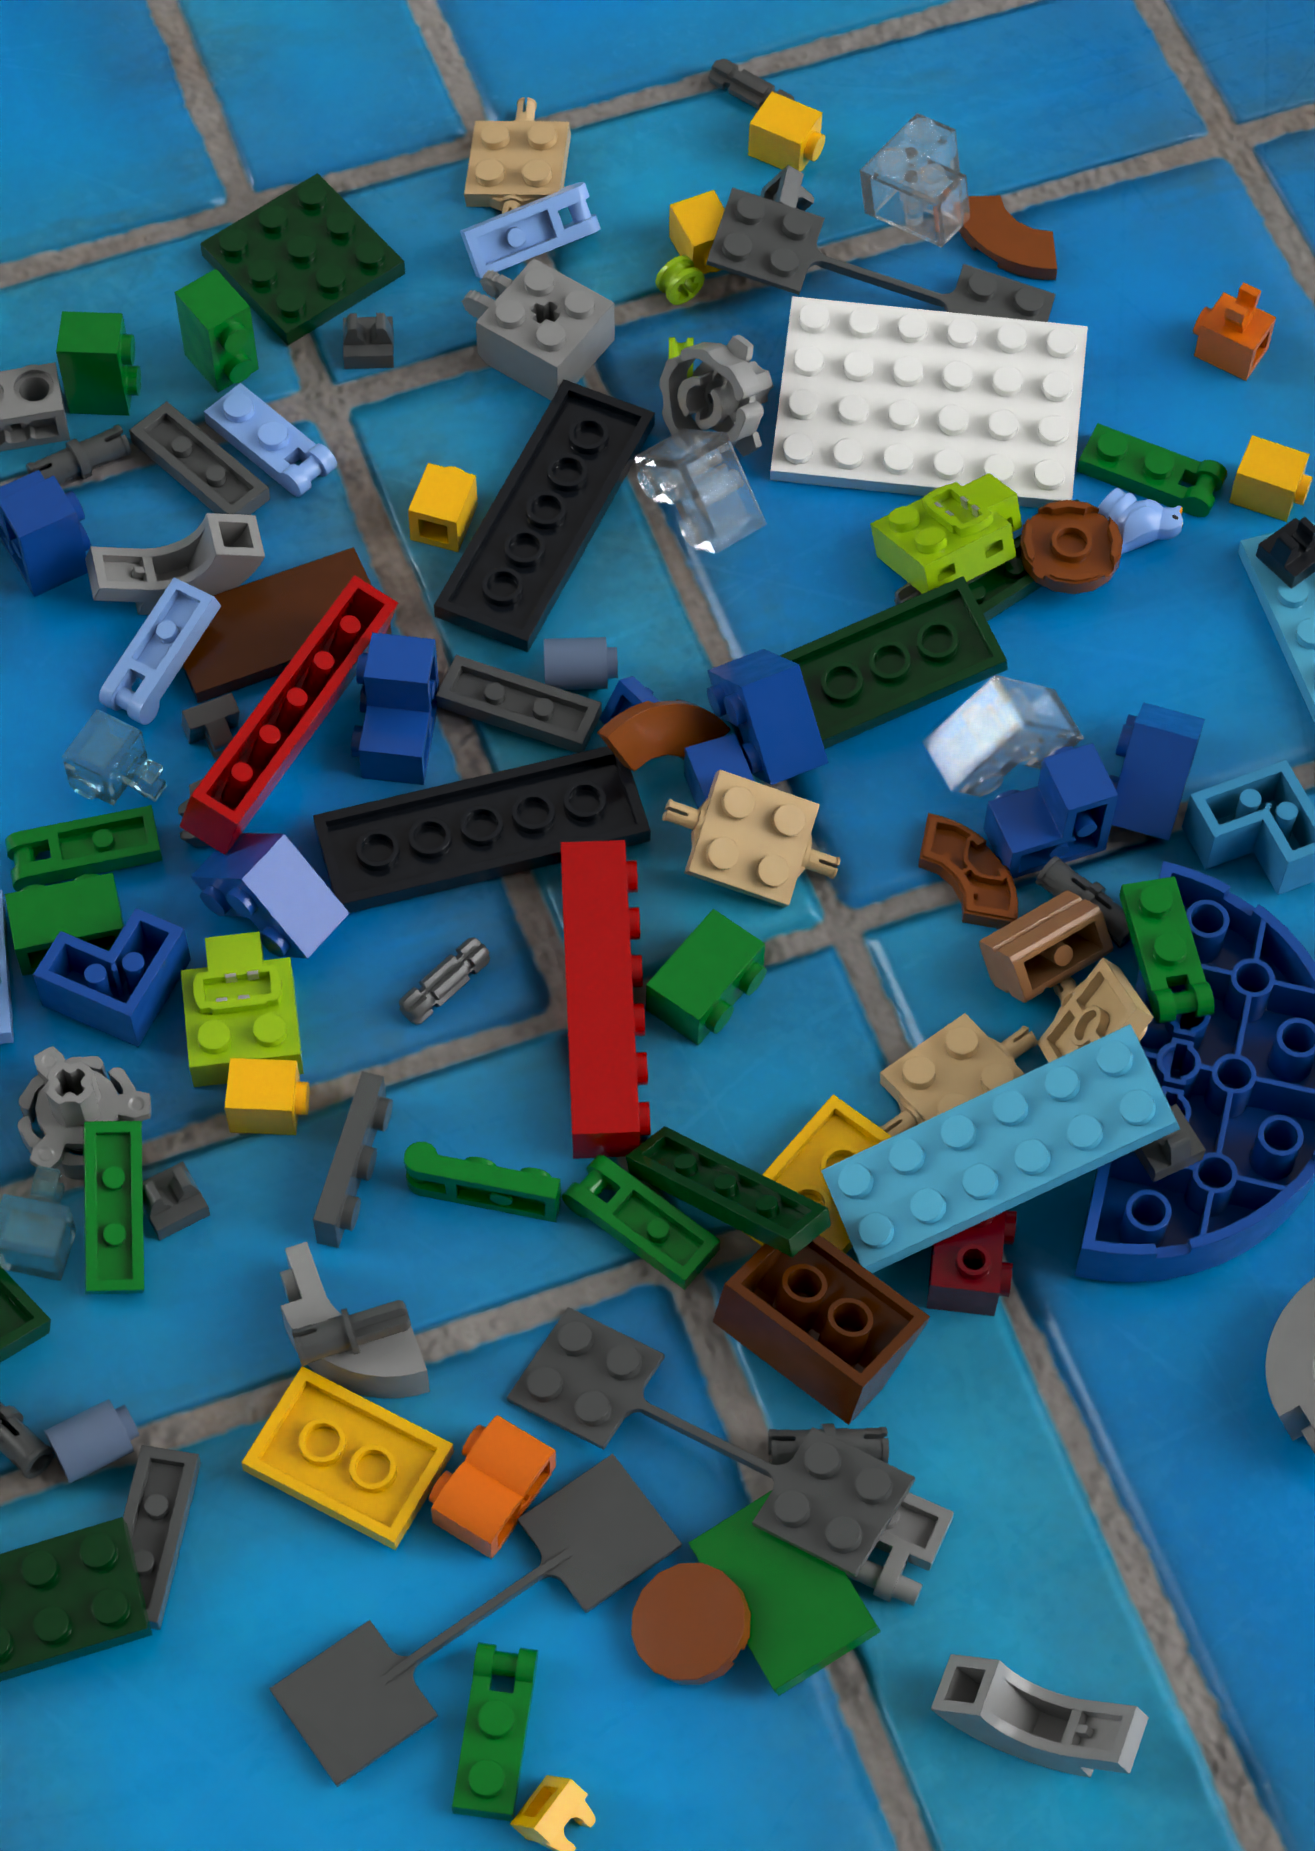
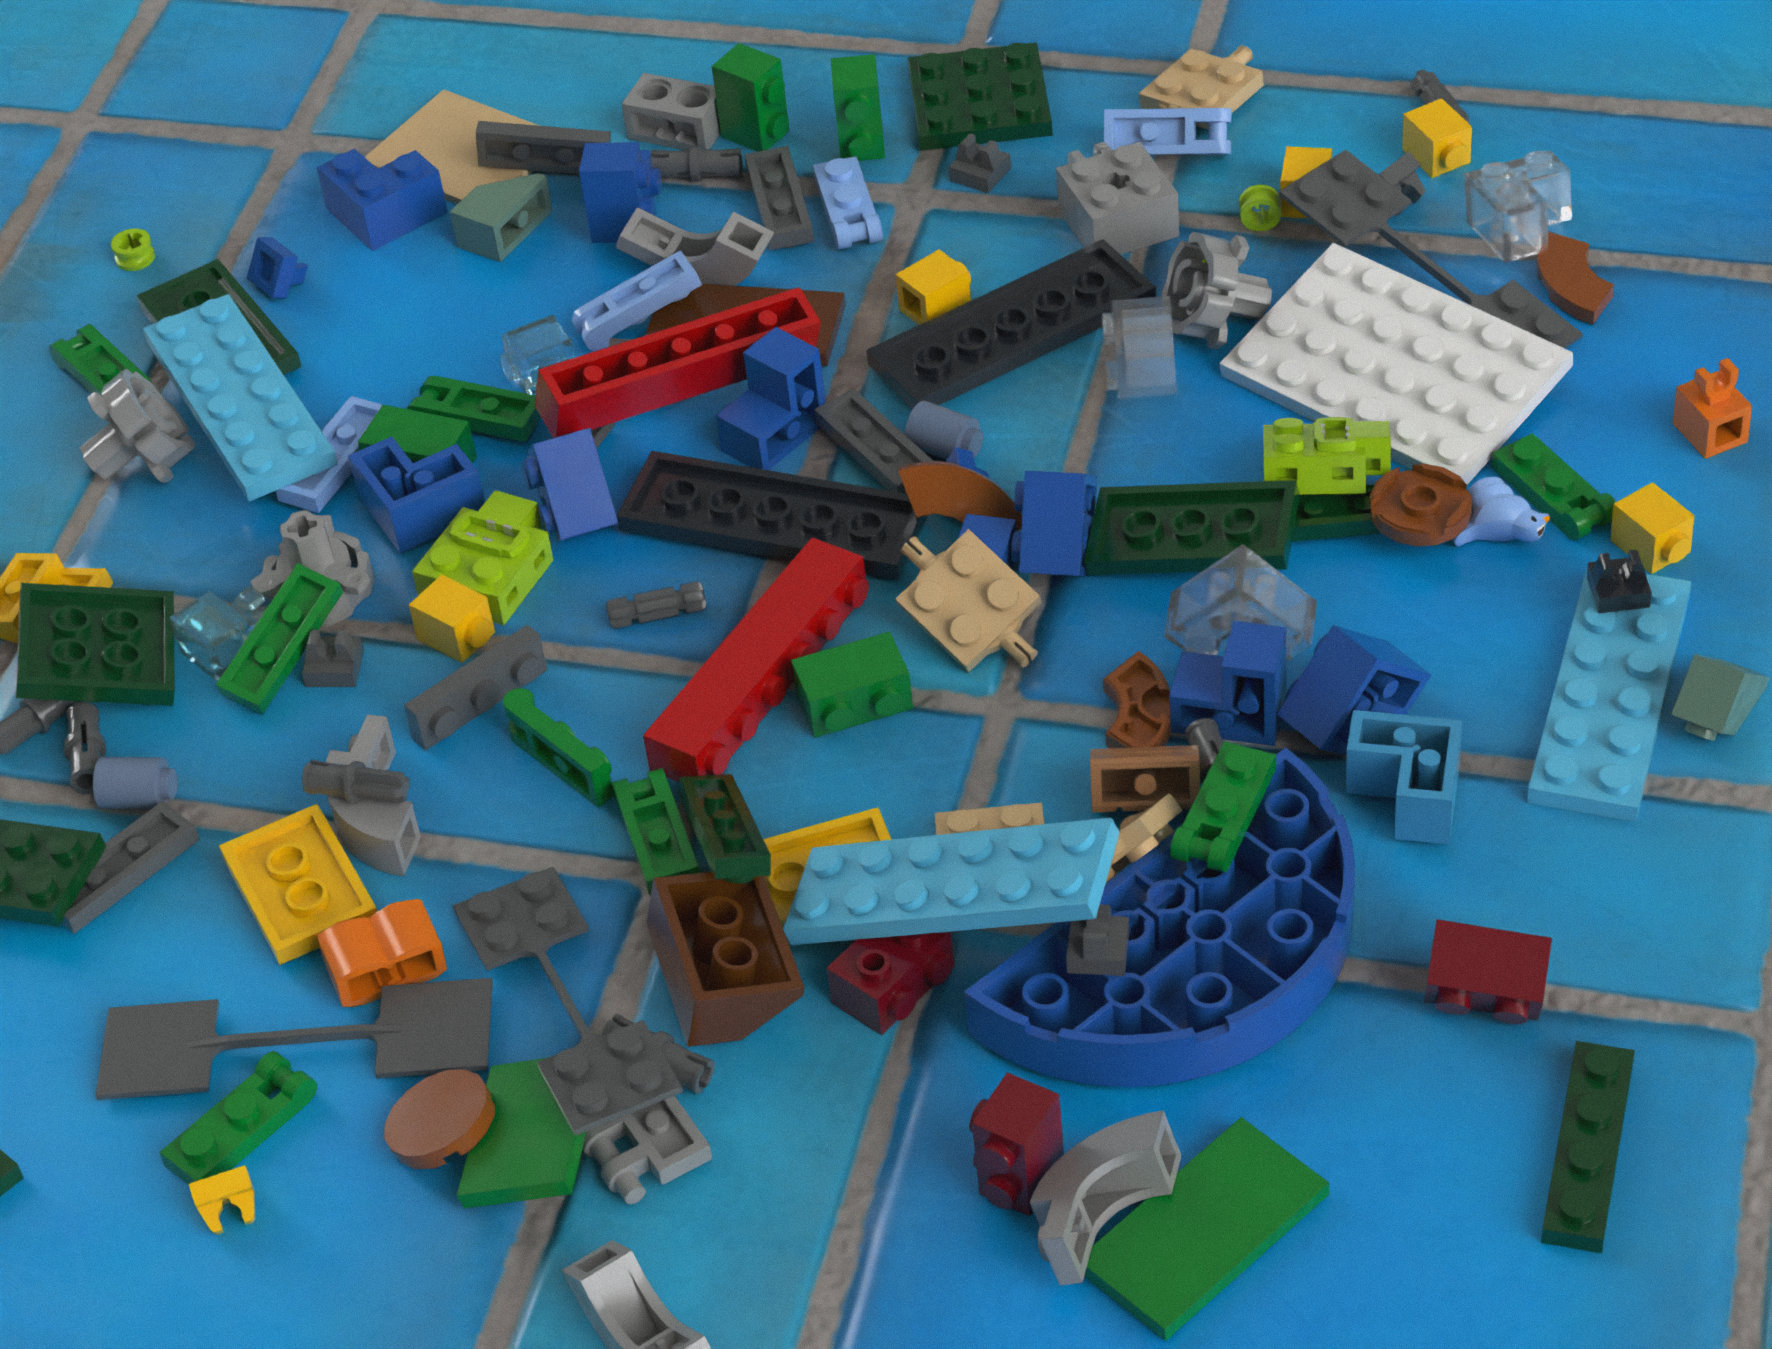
camera: 40 degrees right, 15 degrees down
(1225, 1368) = (1015, 1141): none -> dark red brick

